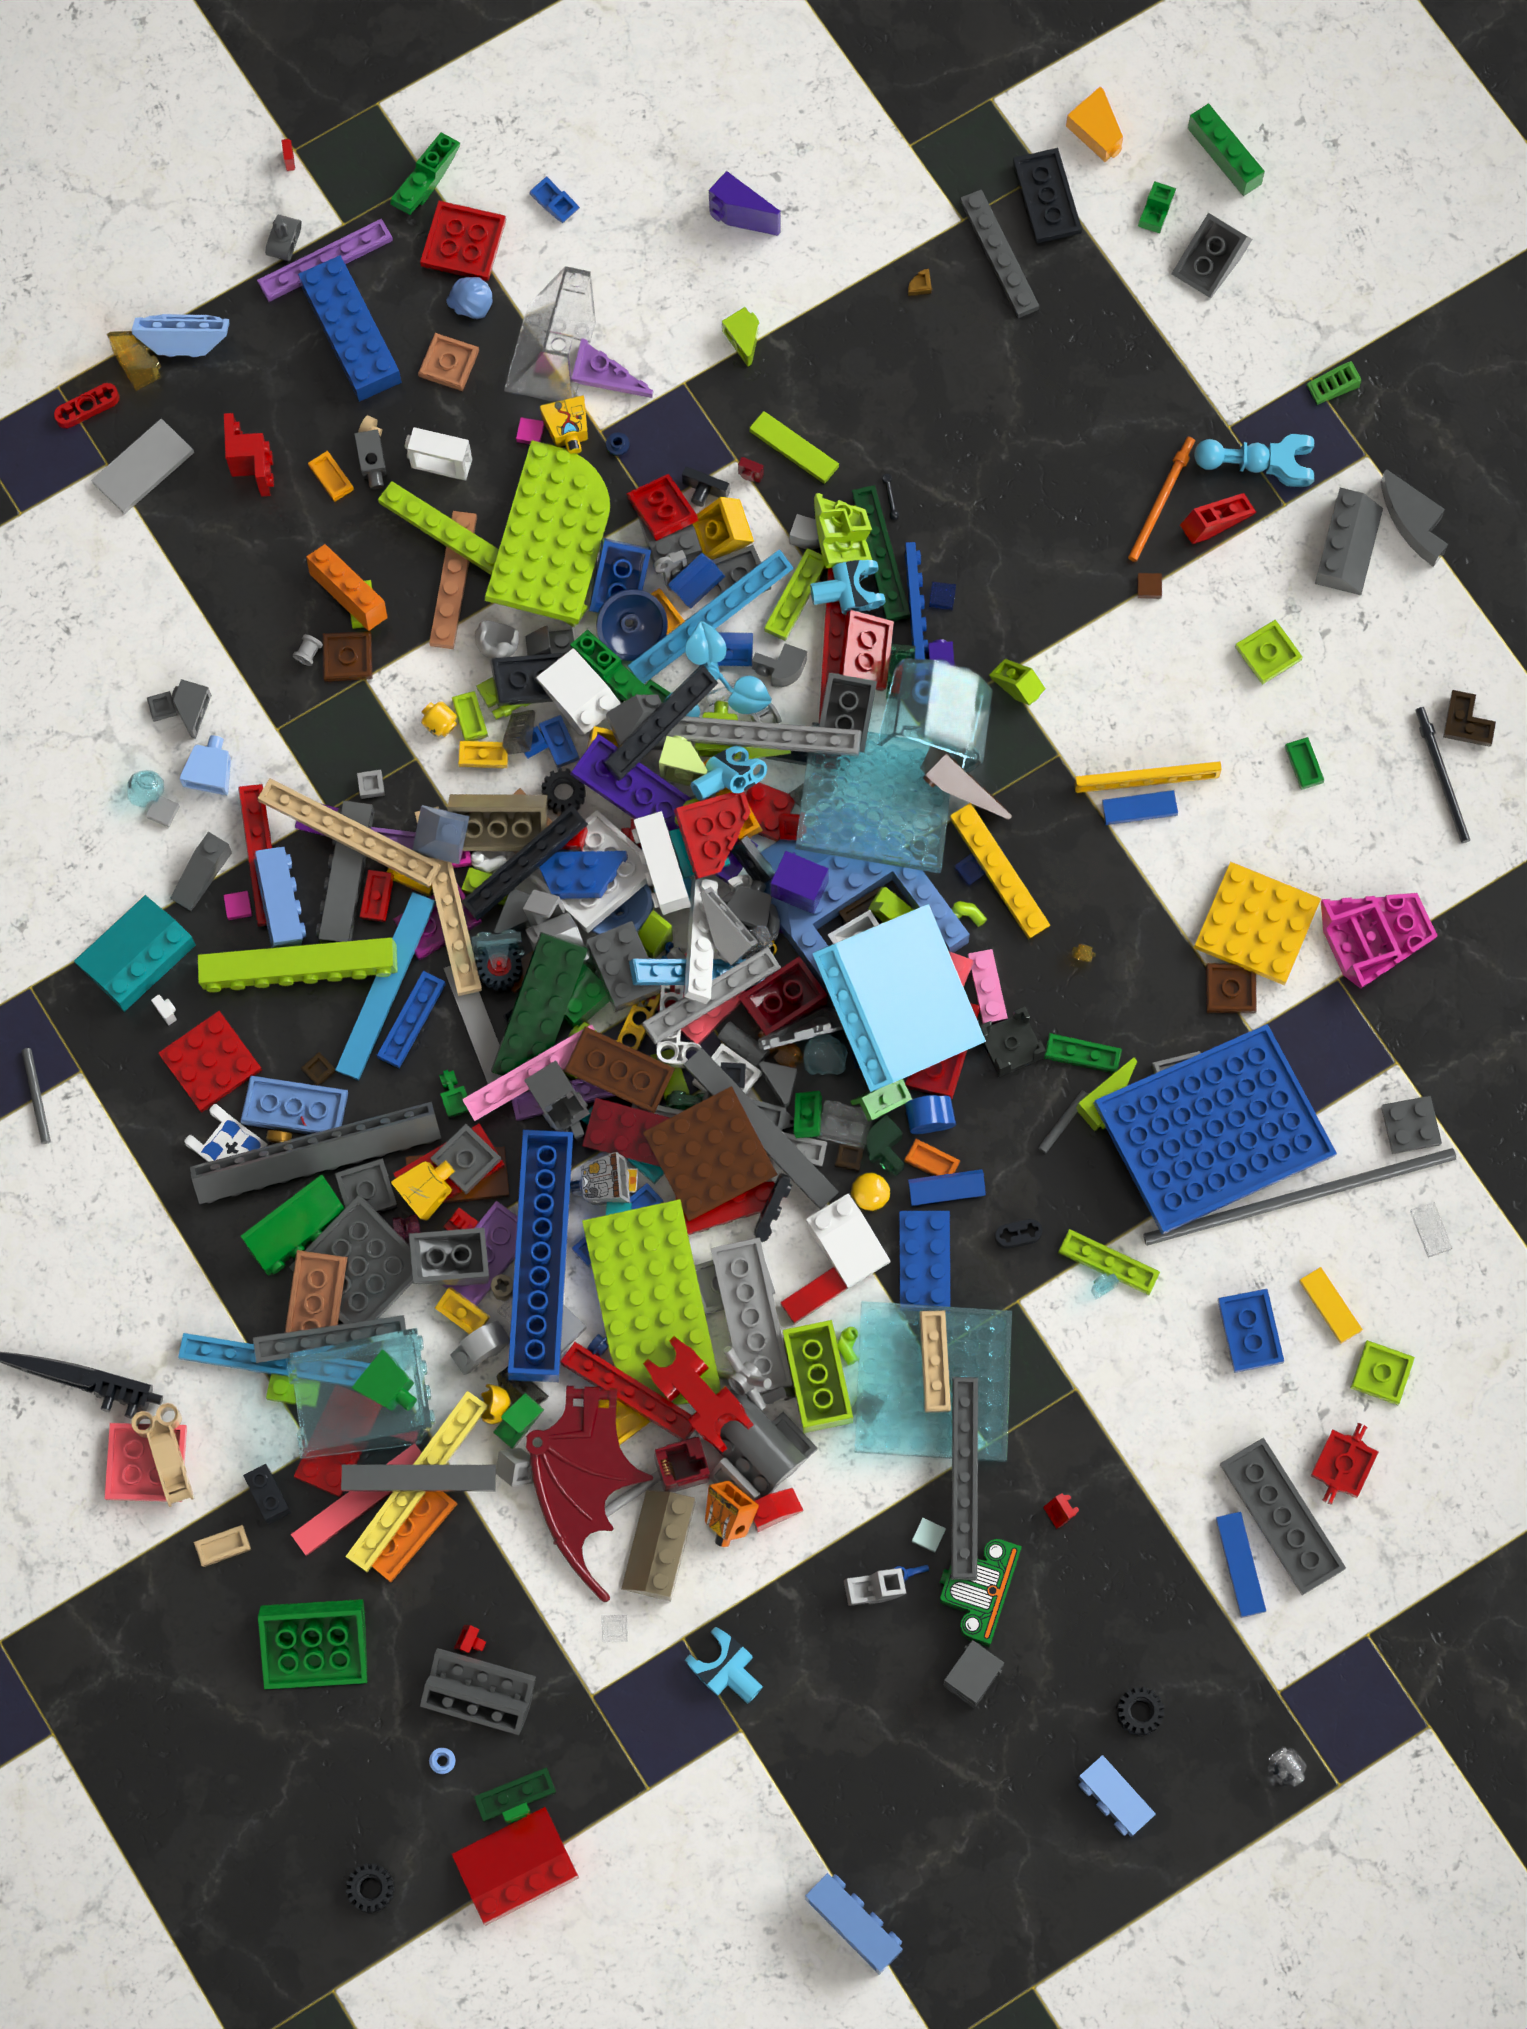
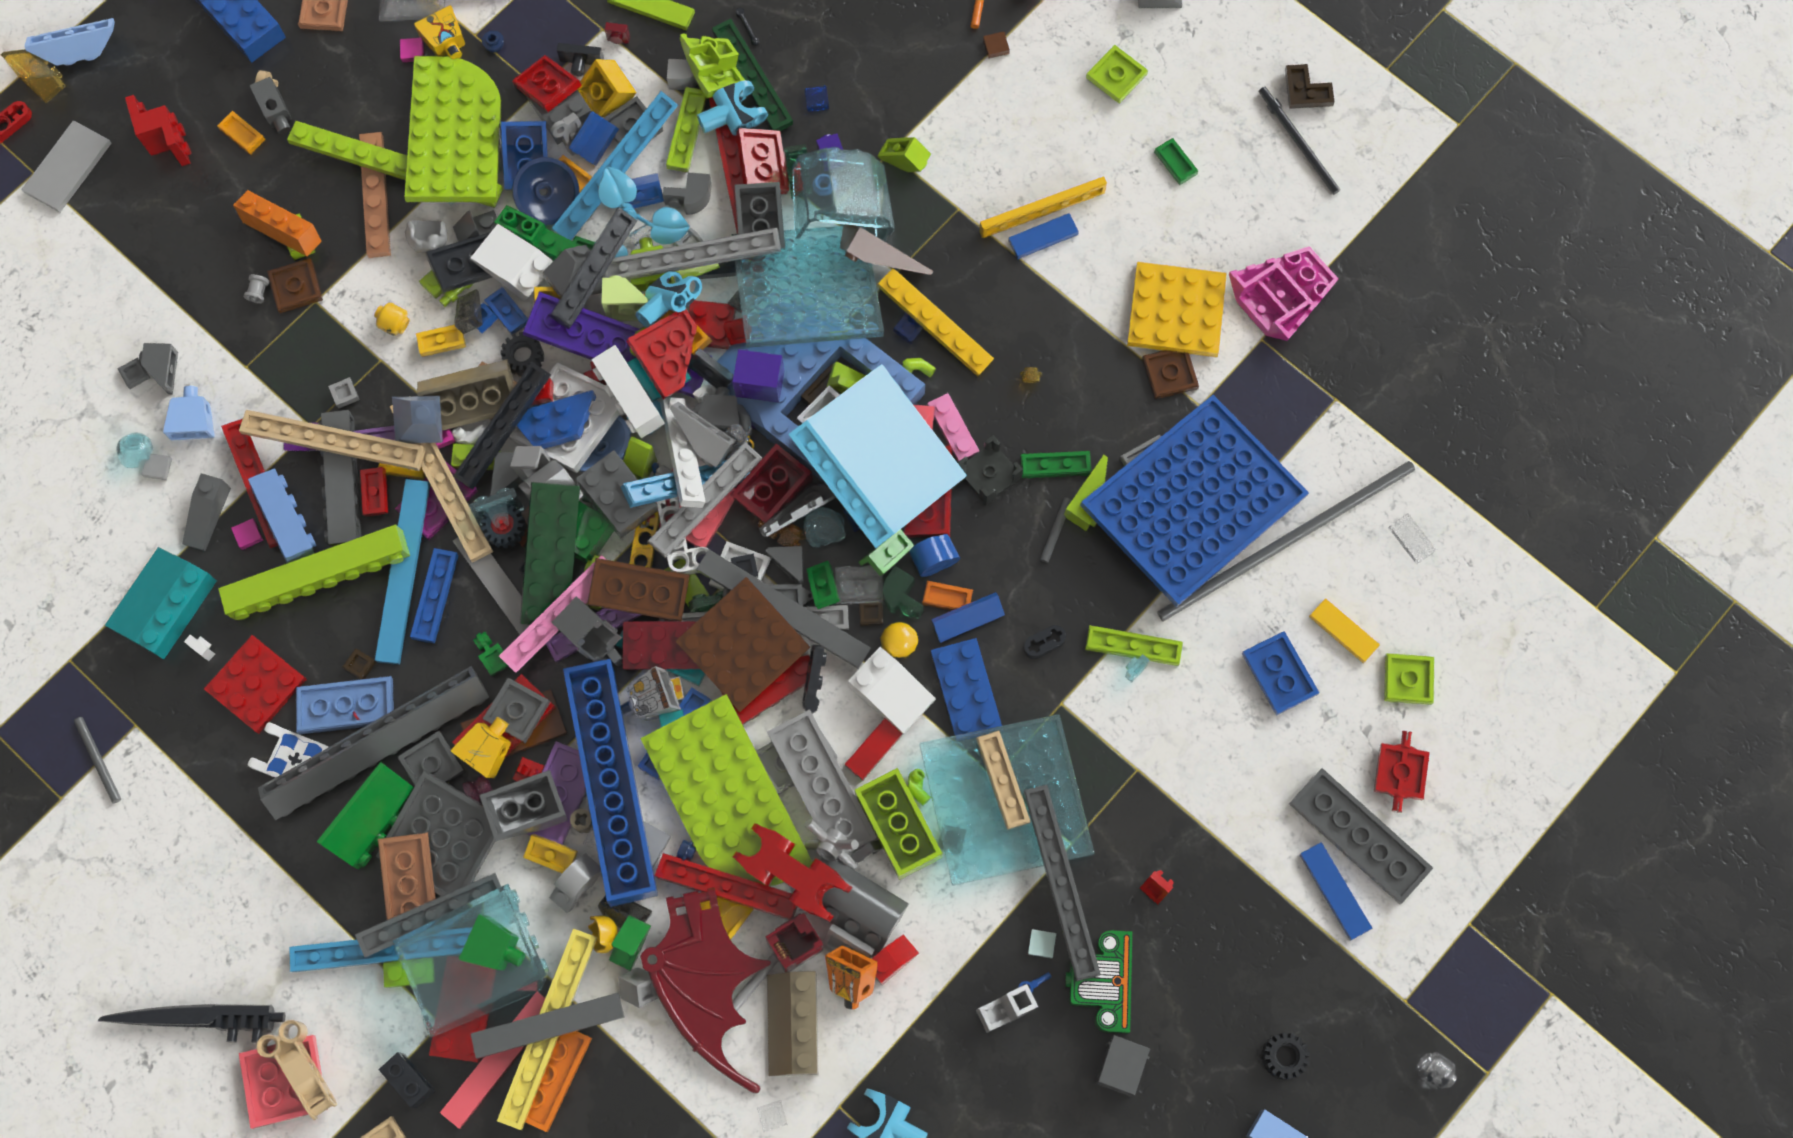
camera: 15 degrees left, 0 degrees up
(278, 1136) = (336, 736): pearl gold tile -> none
(439, 453) = (332, 86): white window -> none
(470, 716) = (420, 310): lime tile -> none
(742, 1044) = (746, 537): dark grey axle -> none
(795, 1435) = (892, 884): dark grey tile -> none
(915, 600) = (794, 108): blue plate -> none
(1411, 1124) = (1366, 450): dark grey plate -> none

